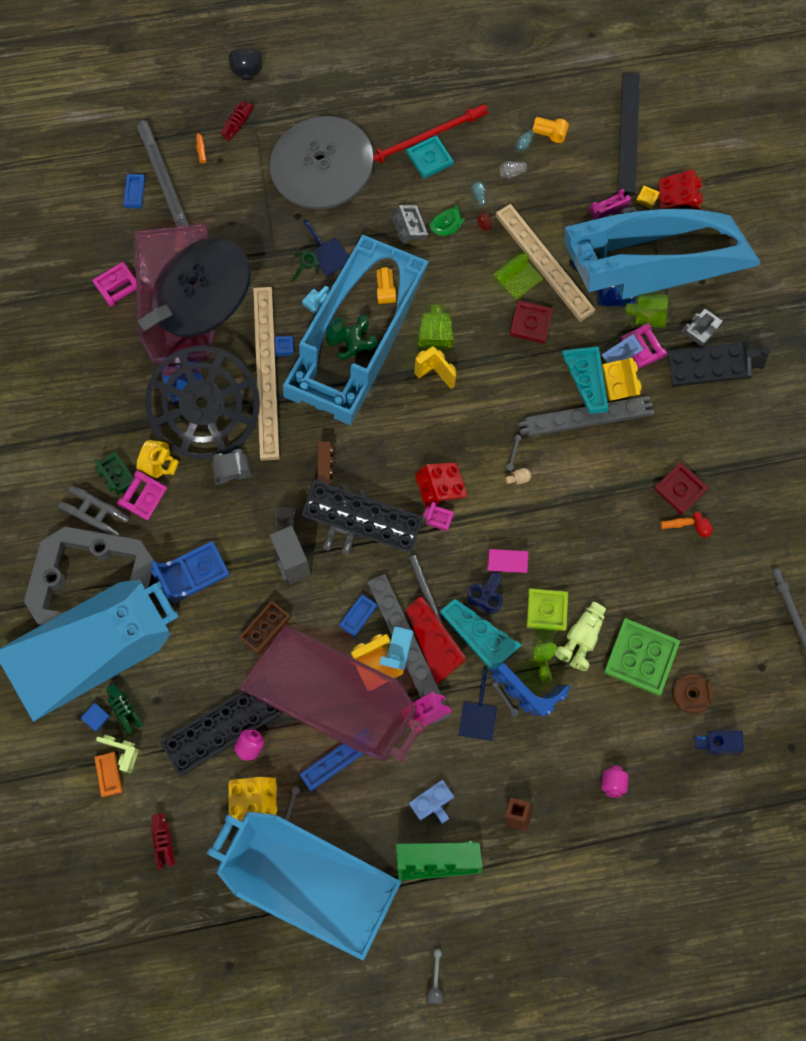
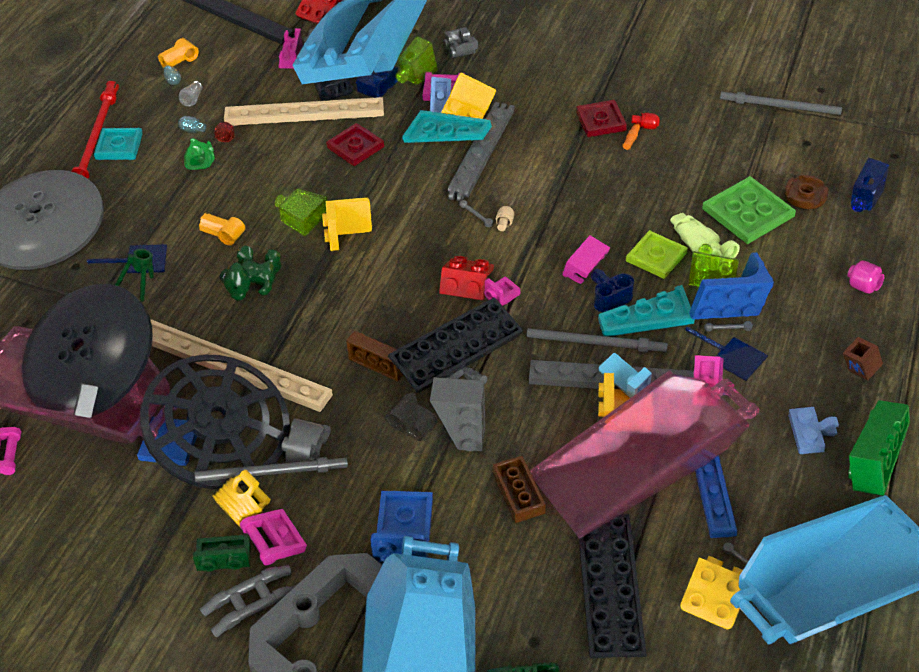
camera: 55 degrees left, 25 degrees down
(215, 489) = (320, 465): none -> dark grey bar
(249, 745) = (650, 560): dark pink head -> none
(284, 345) = (210, 333): blue tile -> none
(300, 382) = (241, 304): dark azure windscreen -> none
(315, 299) = (188, 288): medium azure bracket -> none
(358, 615) = (560, 404): blue tile -> none
(409, 223) = (172, 185): dark grey bracket -> none
(436, 642) = (639, 347): red wing -> none
(518, 276) = (300, 135): clear neon green hinge -> none
(647, 197) = (305, 25): yellow tile -> none
(715, 363) = (500, 48): black hinge -> none

